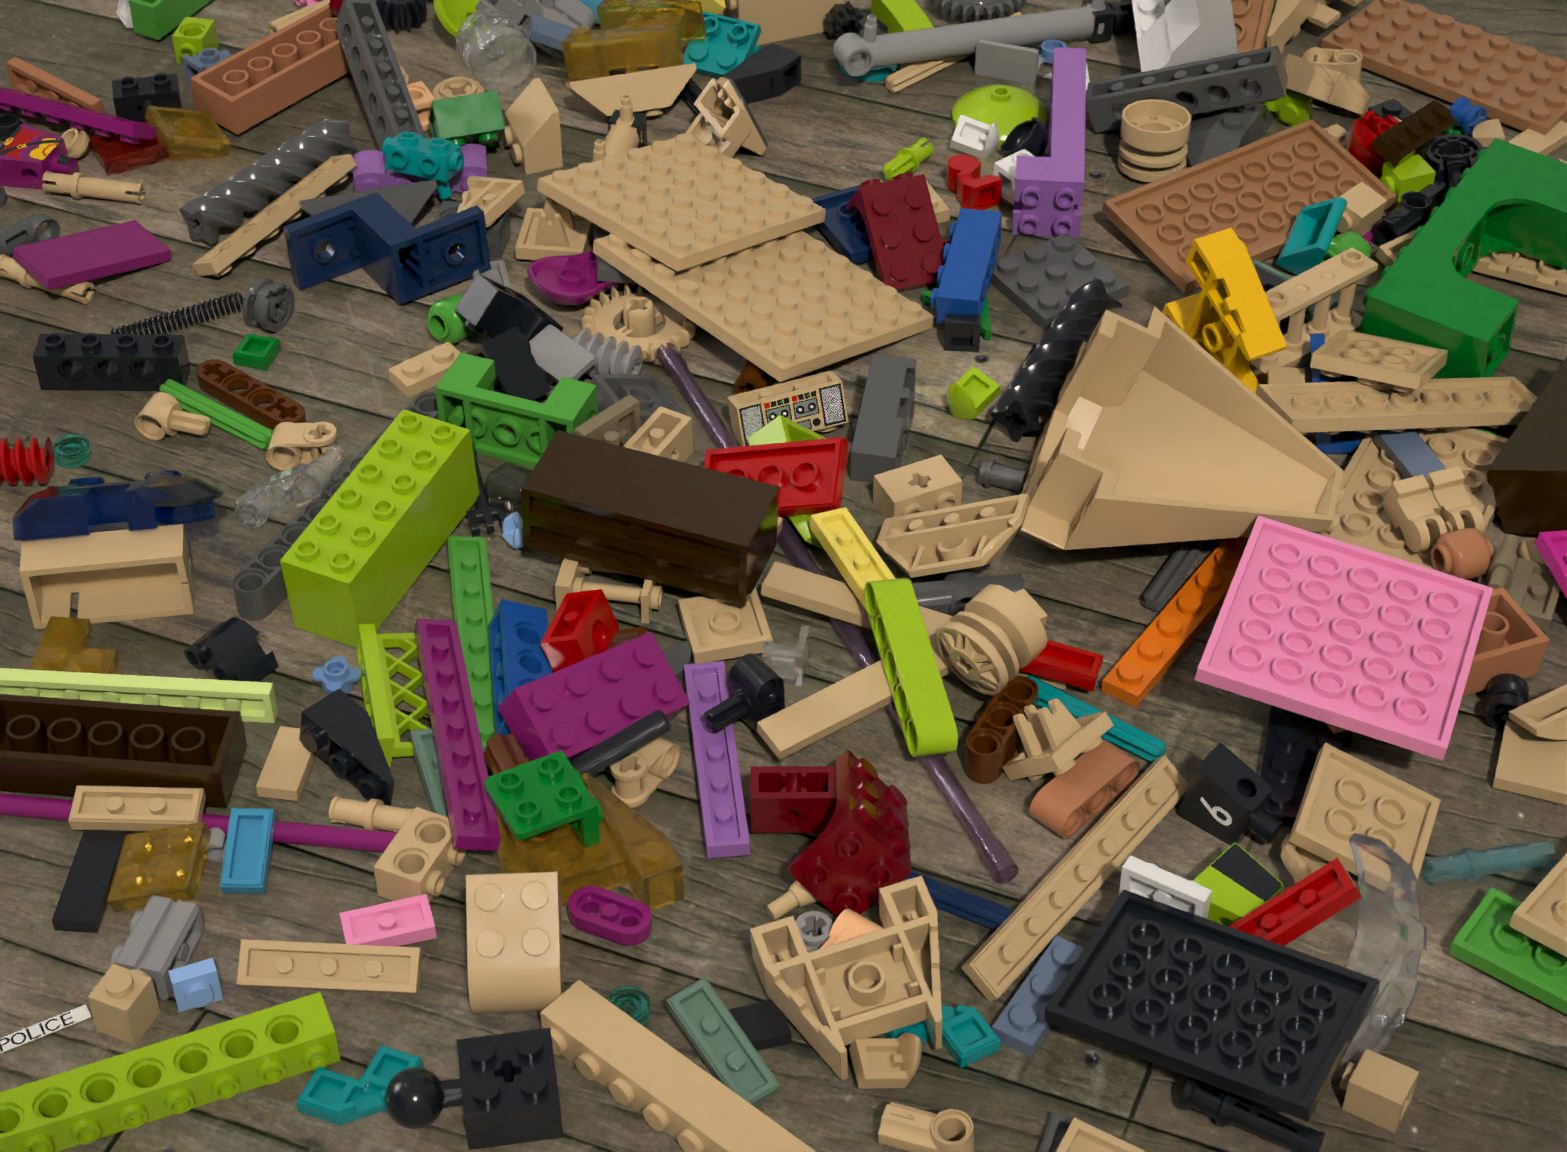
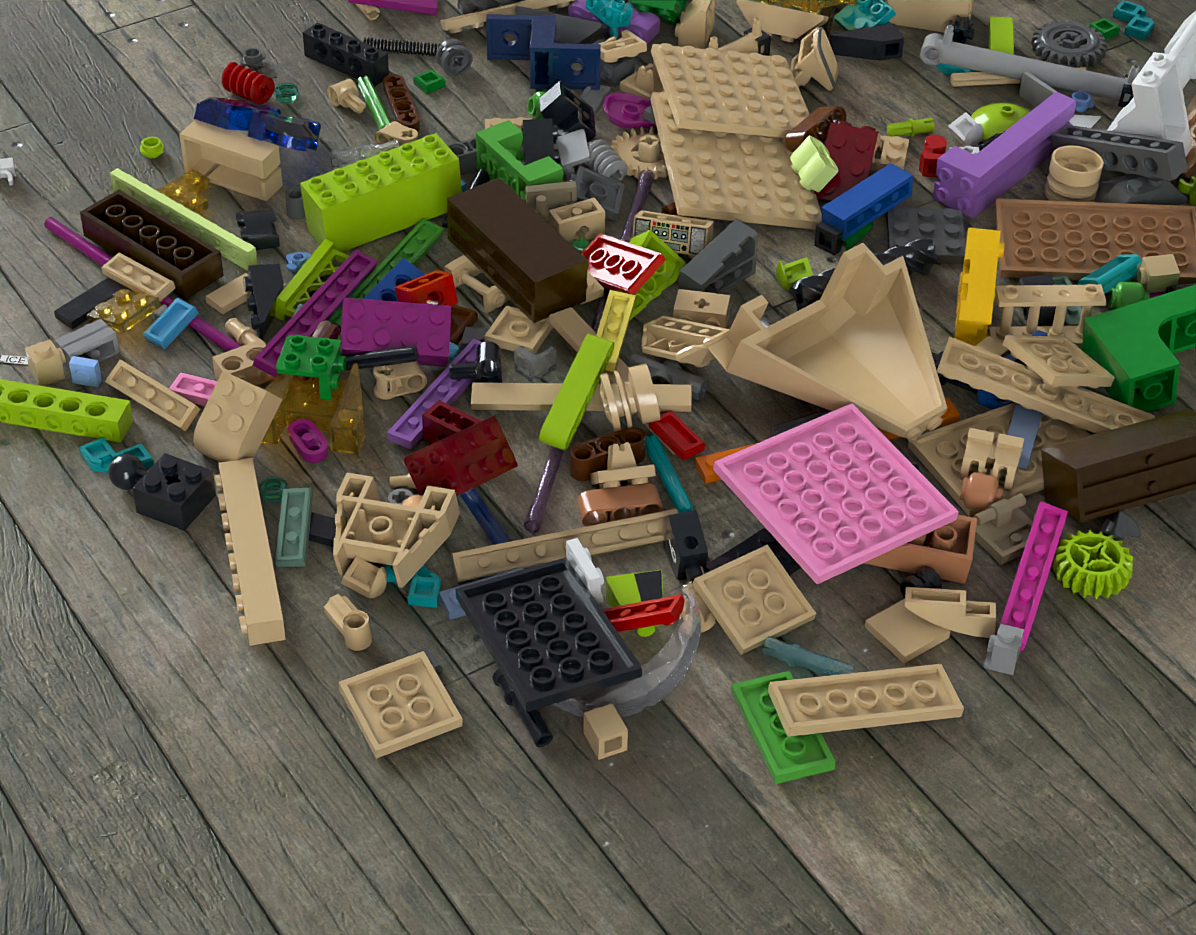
camera: 35 degrees right, 0 degrees up
(828, 204) = (815, 125): none -> reddish brown beam
(874, 248) = (813, 164): none -> yellowish green brick

